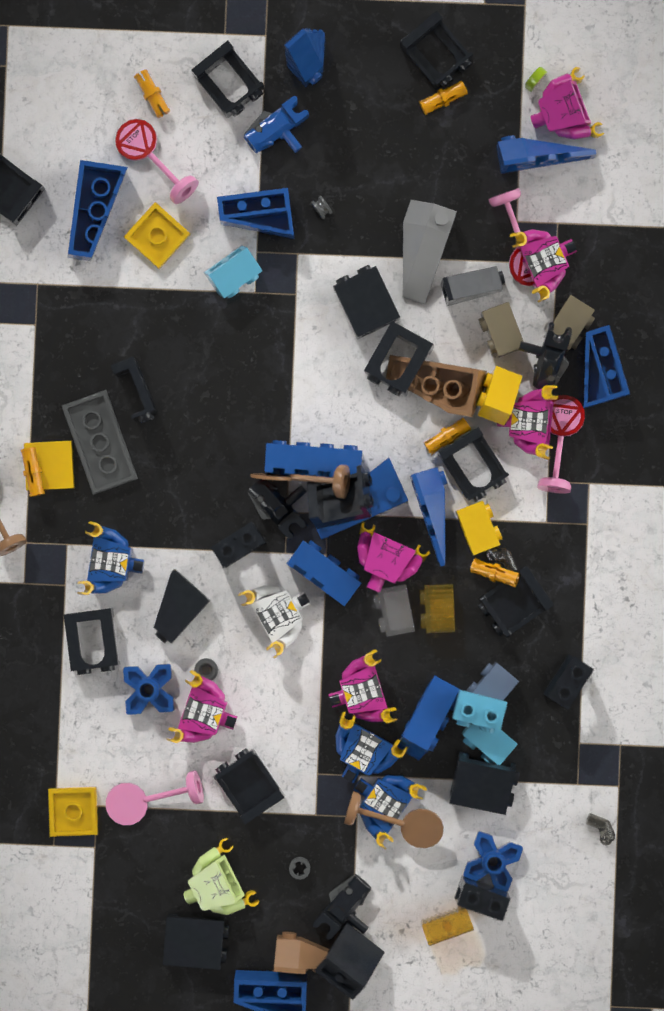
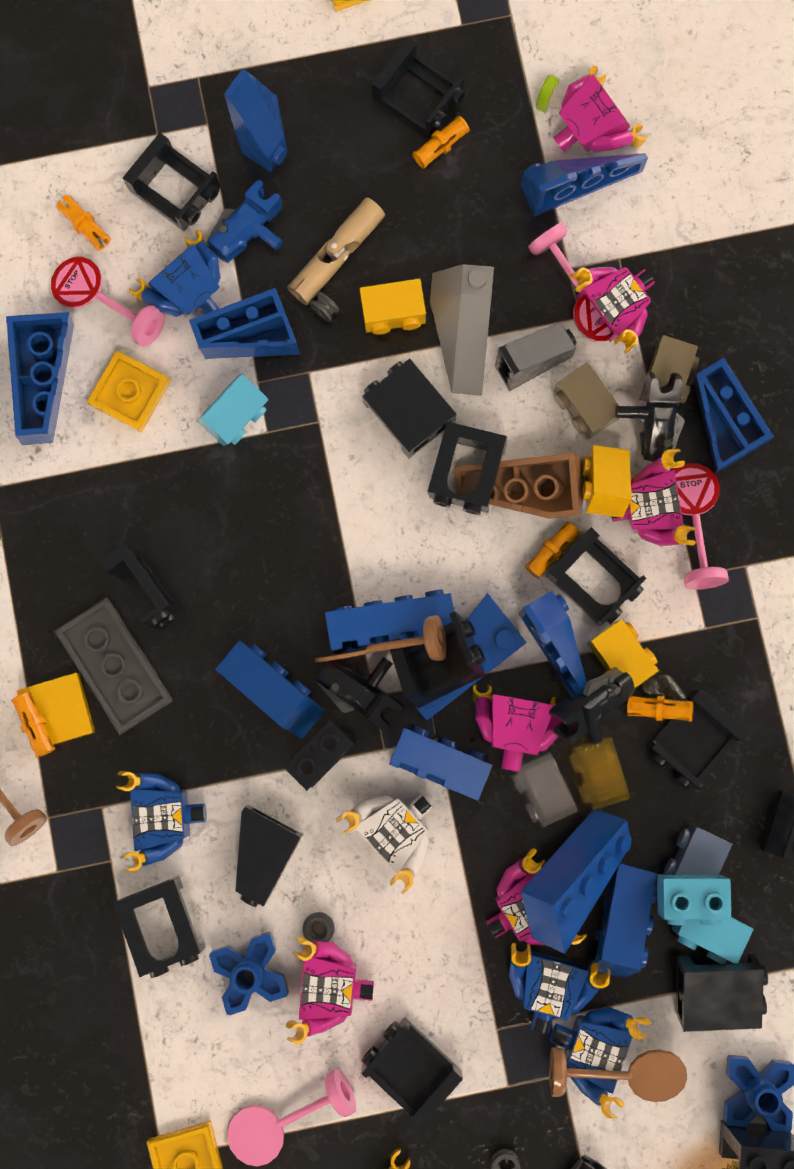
camera: 15 degrees left, 5 degrees down
(212, 487) = (270, 689): none -> blue wedge
(220, 163) = (184, 282): none -> blue torso
(351, 158) = (346, 240): none -> tan piece
(373, 221) = (393, 306): none -> yellow brick
(399, 676) = (574, 879): none -> blue wedge
(438, 559) = (586, 708): none -> black piece

